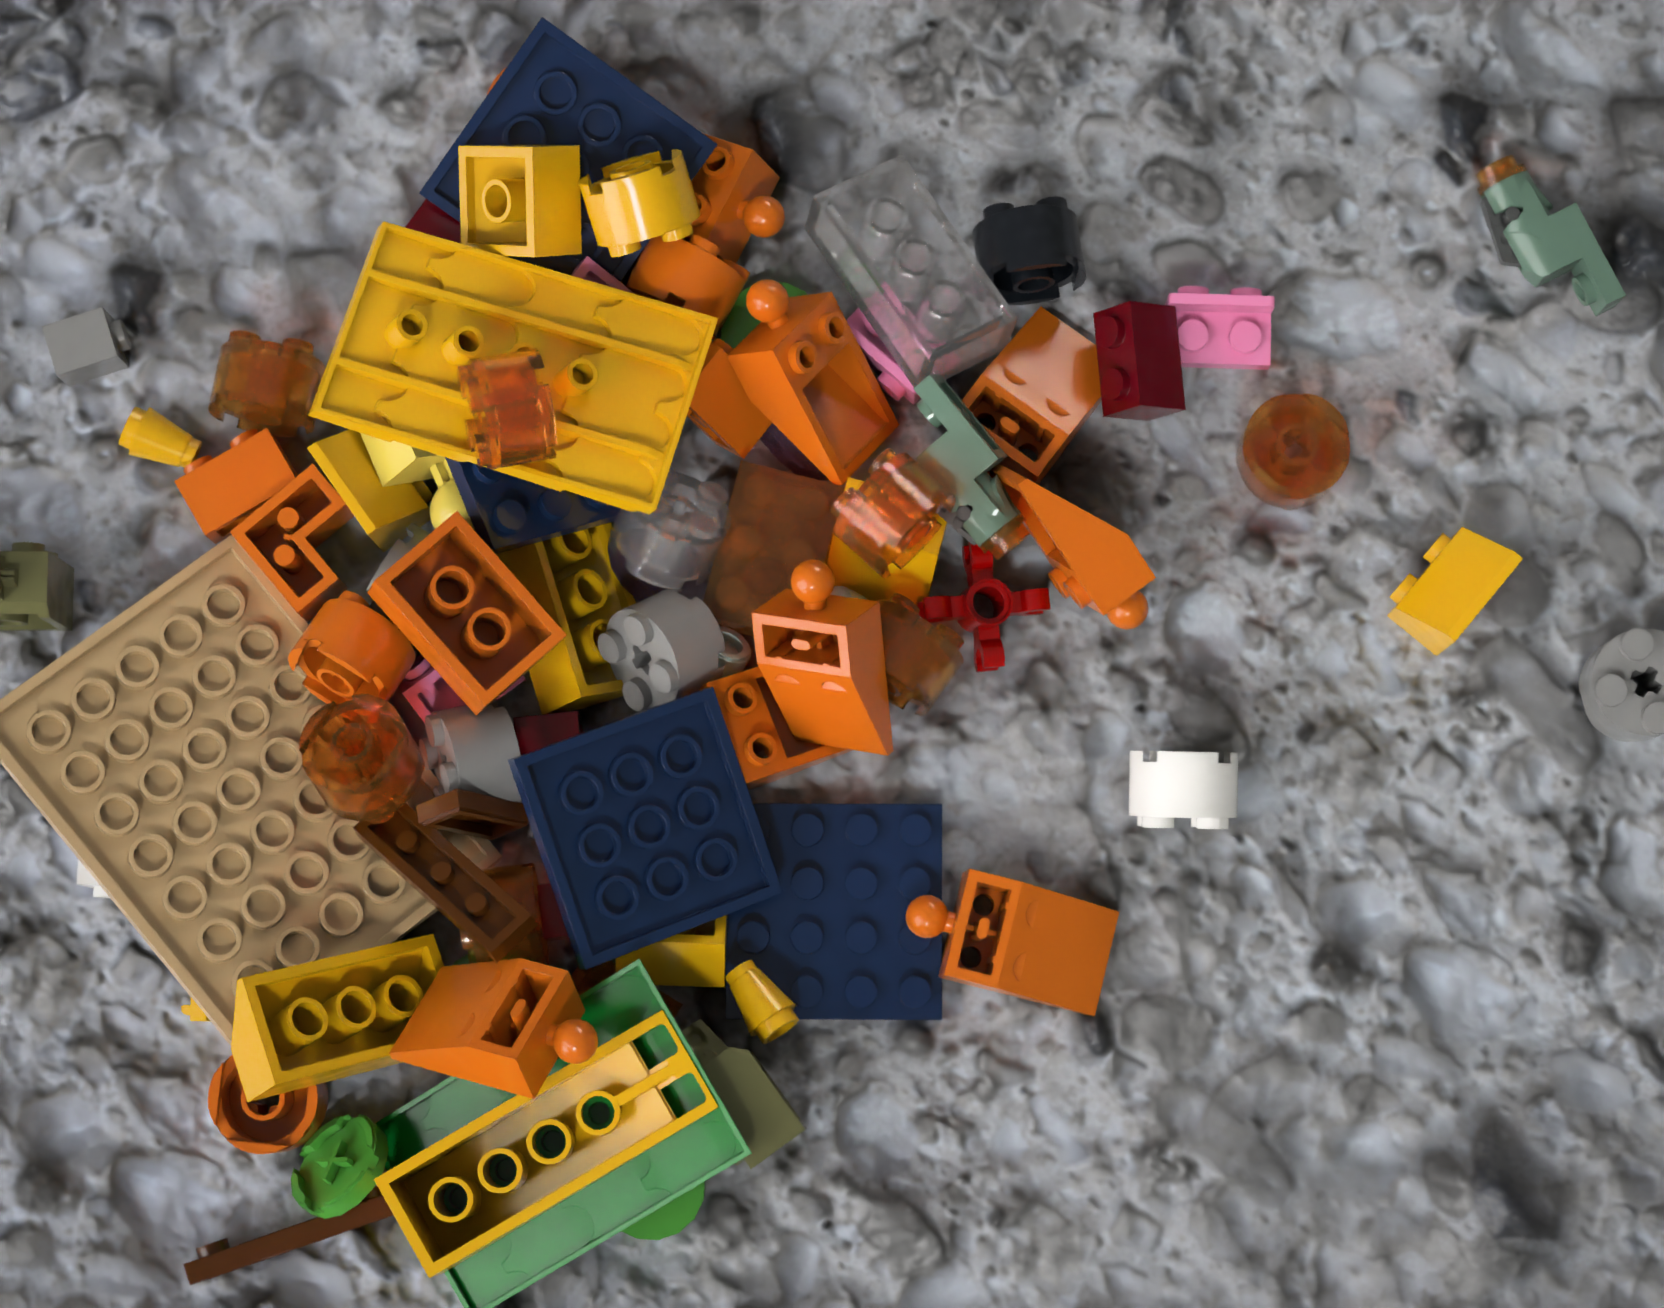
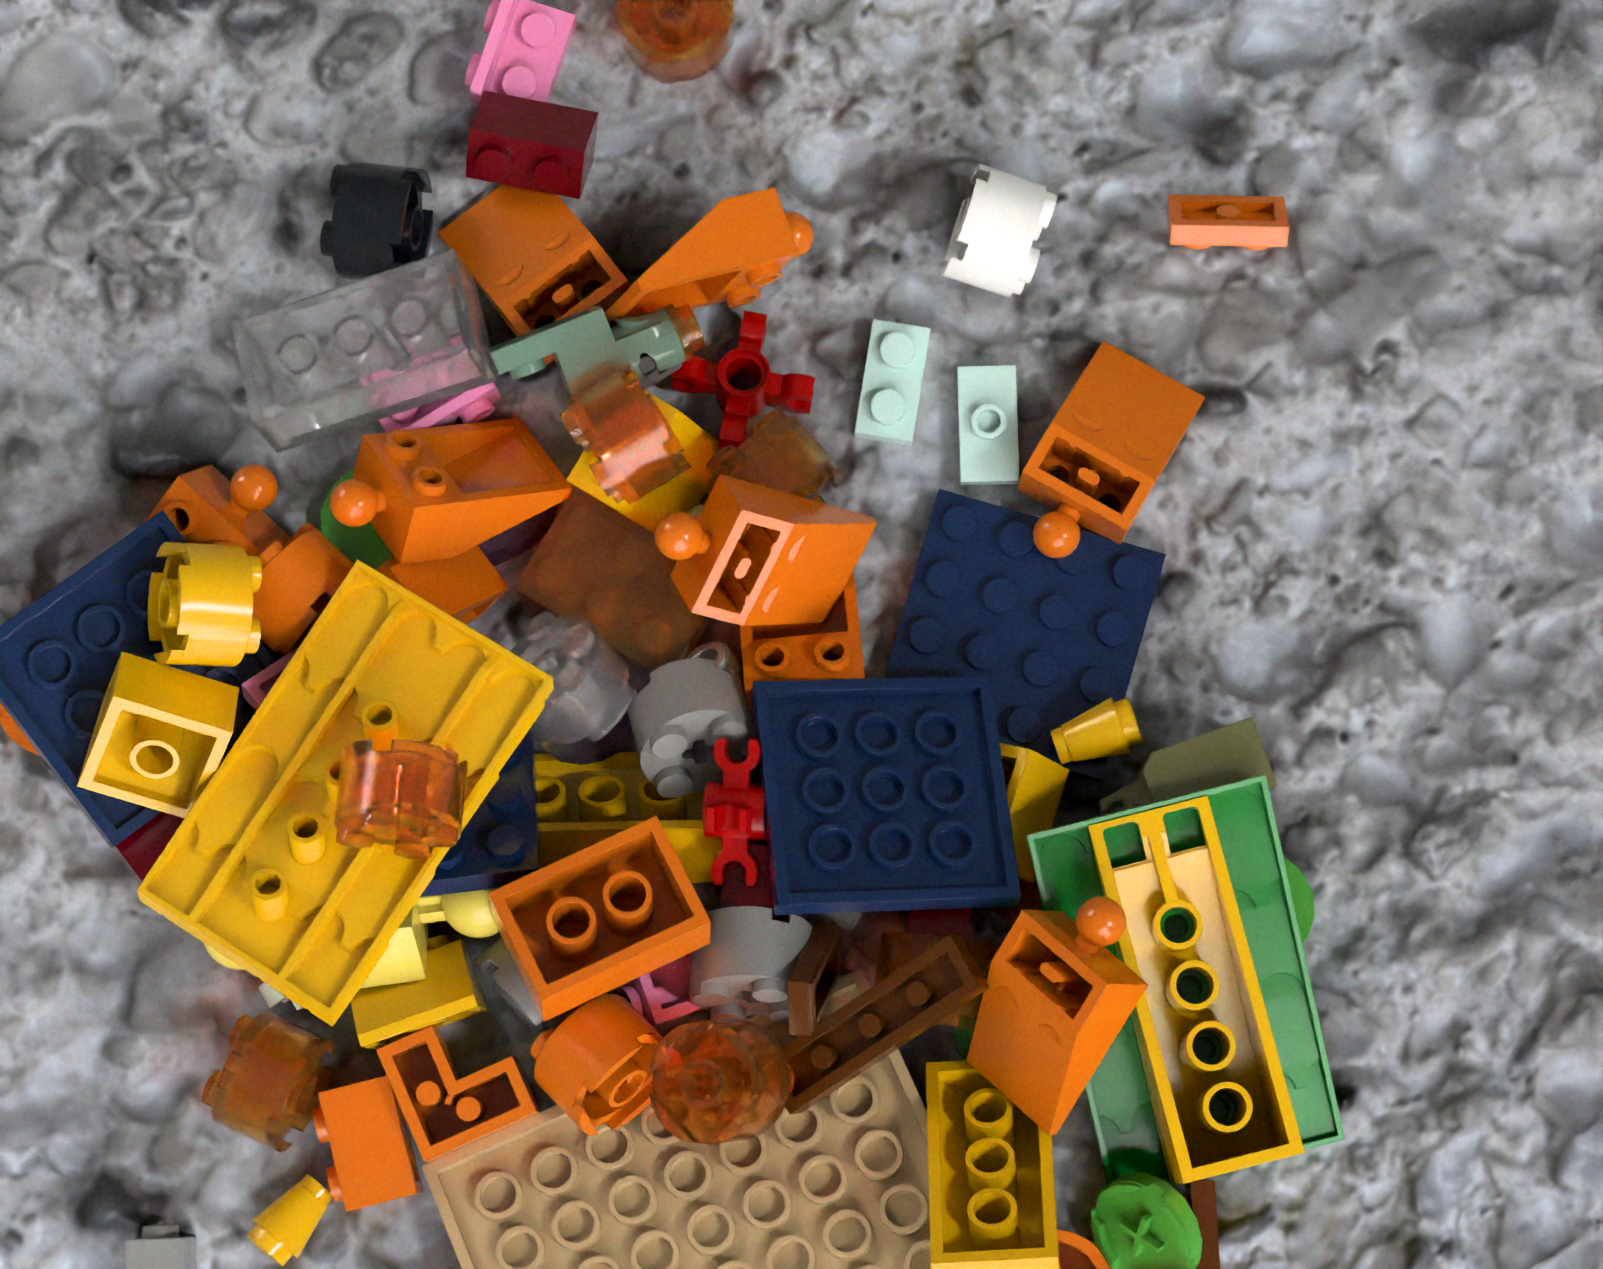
camera: 75 degrees left, 0 degrees up
(594, 701) = (735, 811): none -> red pin
(1012, 830) = (987, 425): none -> light aqua plate
(1026, 736) = (892, 382): none -> light aqua plate
(1259, 990) = (1227, 221): none -> orange plate

